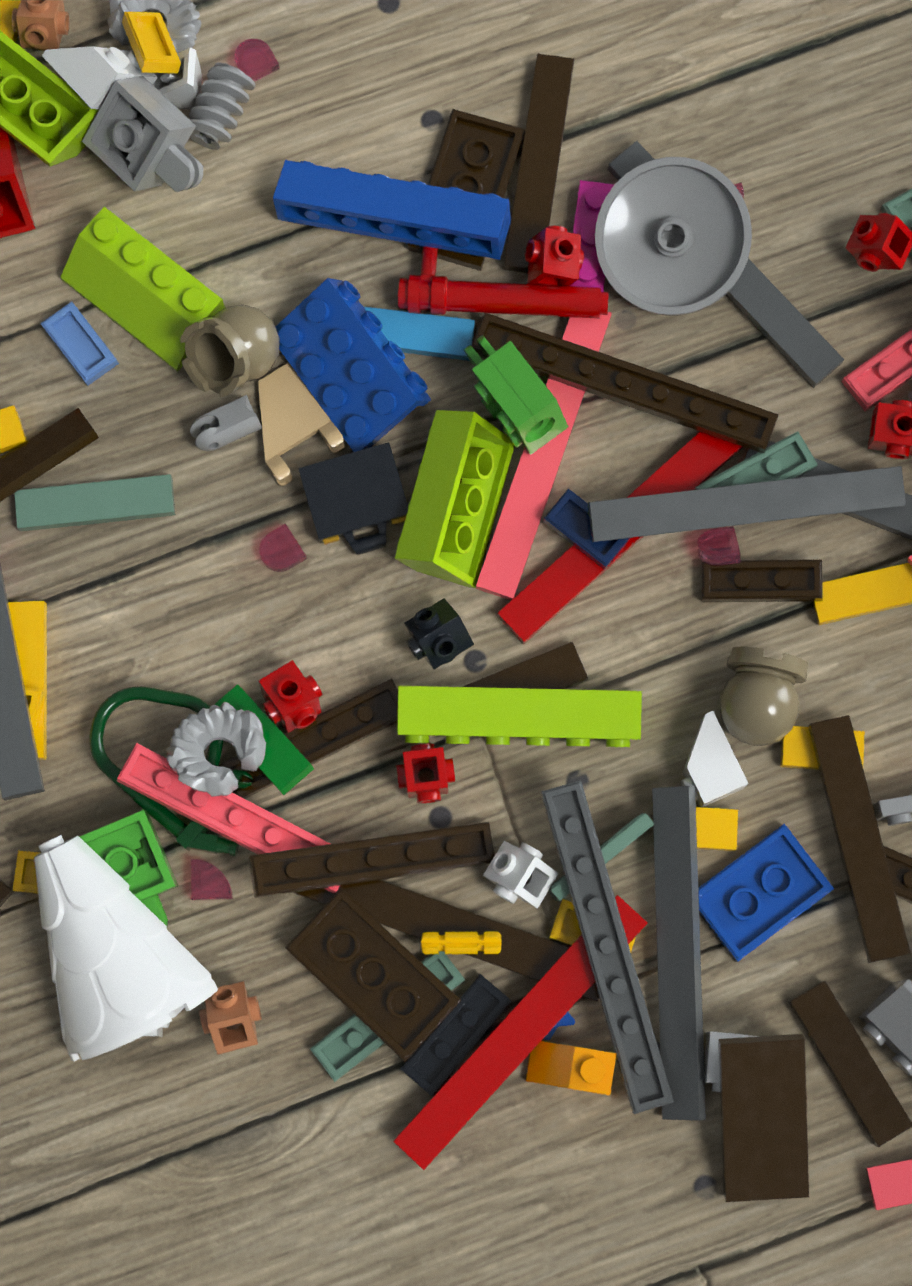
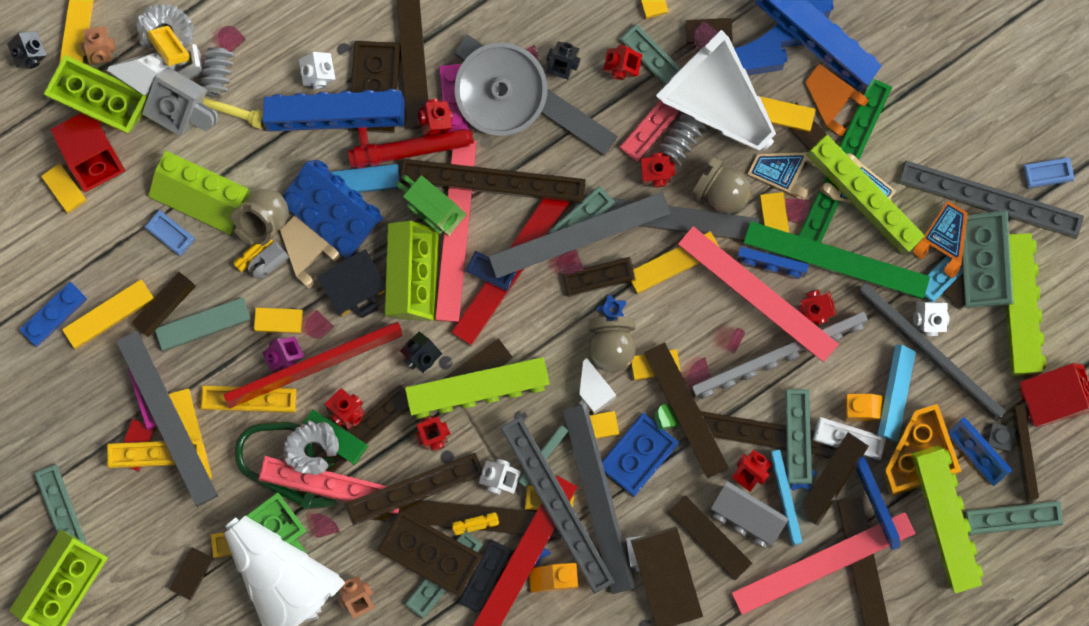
camera: 10 degrees left, 0 degrees up
(138, 642) = (277, 401): none -> yellow tile
(183, 419) = (241, 263): none -> yellow axle
(211, 583) = (282, 353): none -> magenta brick
(219, 526) = (278, 320): none -> yellow tile
(255, 612) = (313, 365): none -> red tile
(260, 191) = (253, 117): none -> light yellow piece
(381, 138) = (317, 70): none -> white brick
(771, 629) = (612, 303): none -> blue plate
(784, 215) = (563, 60): none -> black brick
(820, 841) = (665, 417): none -> bright green tile
(892, 780) = (699, 372): none -> clear pink tile

